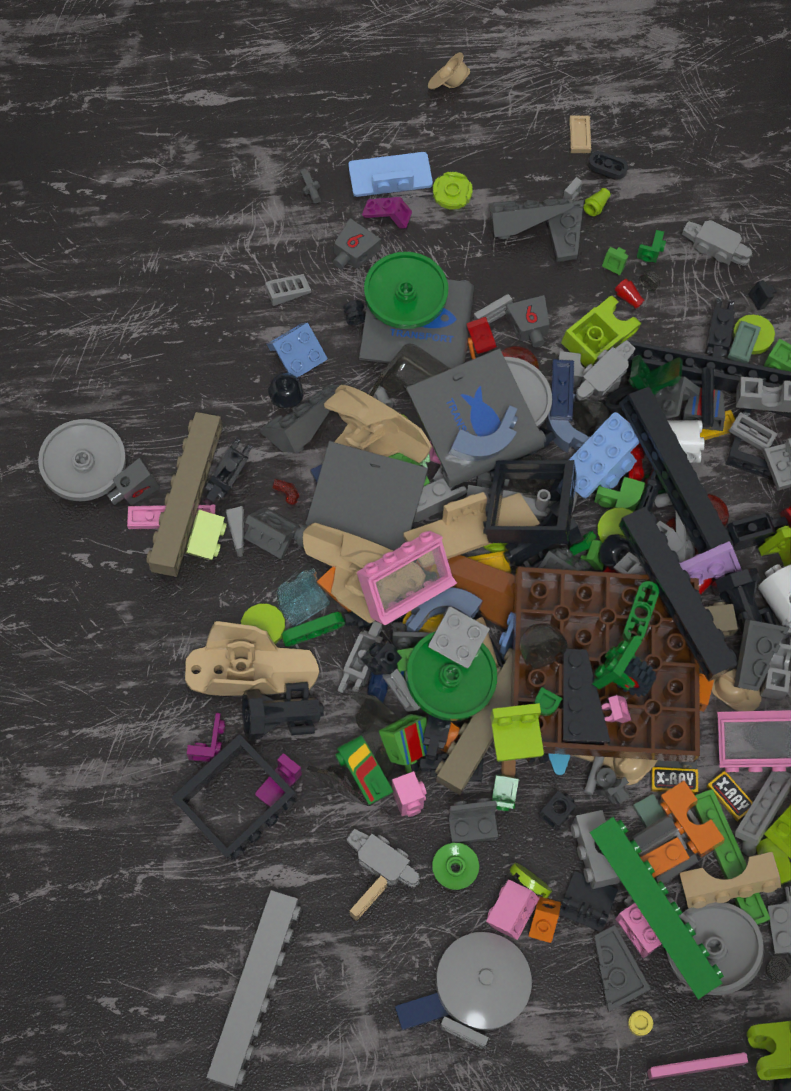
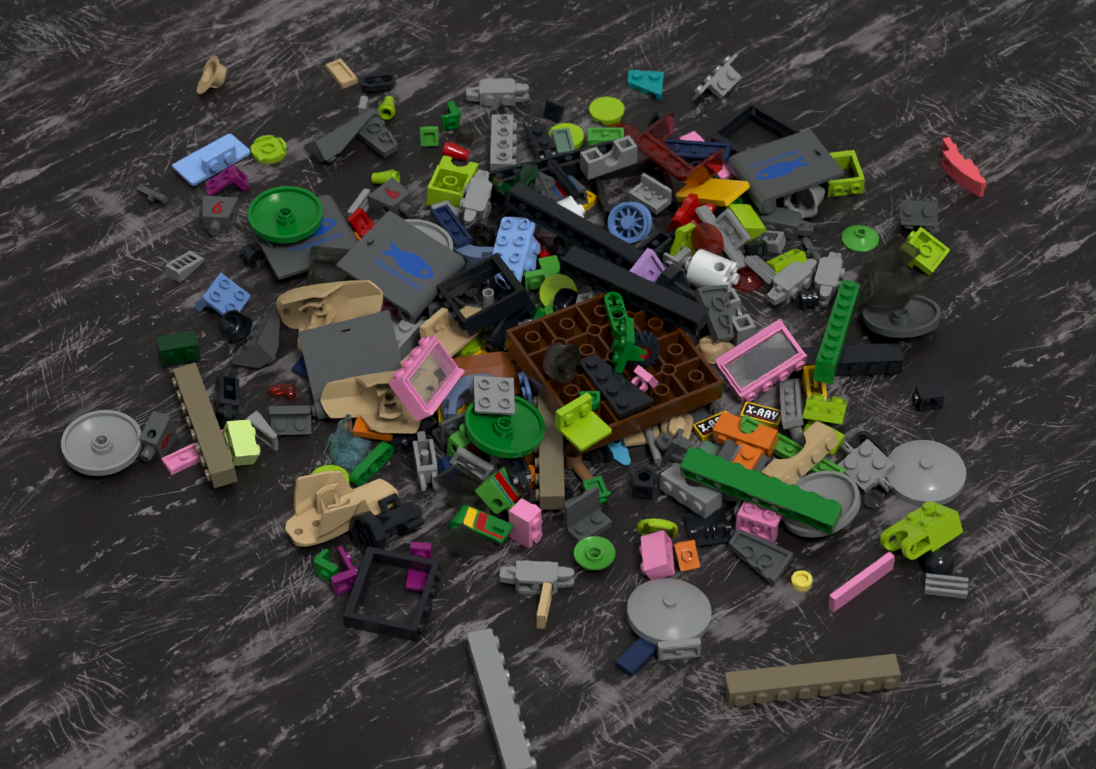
camera: 30 degrees left, 20 degrees down
(193, 717) = (324, 567): none -> green bracket
(221, 385) = (178, 348): none -> dark green bracket
(381, 658) = (442, 444): black brick -> none
(482, 448) = (418, 279): sand blue arch -> none
(542, 288) = (382, 177): none -> lime cone
(681, 310) = (502, 141): none -> light grey brick
(744, 485) = (630, 222): none -> medium blue wheel
(751, 435) = (612, 189): light grey tile -> none
(767, 558) = (680, 258): none -> light grey bracket

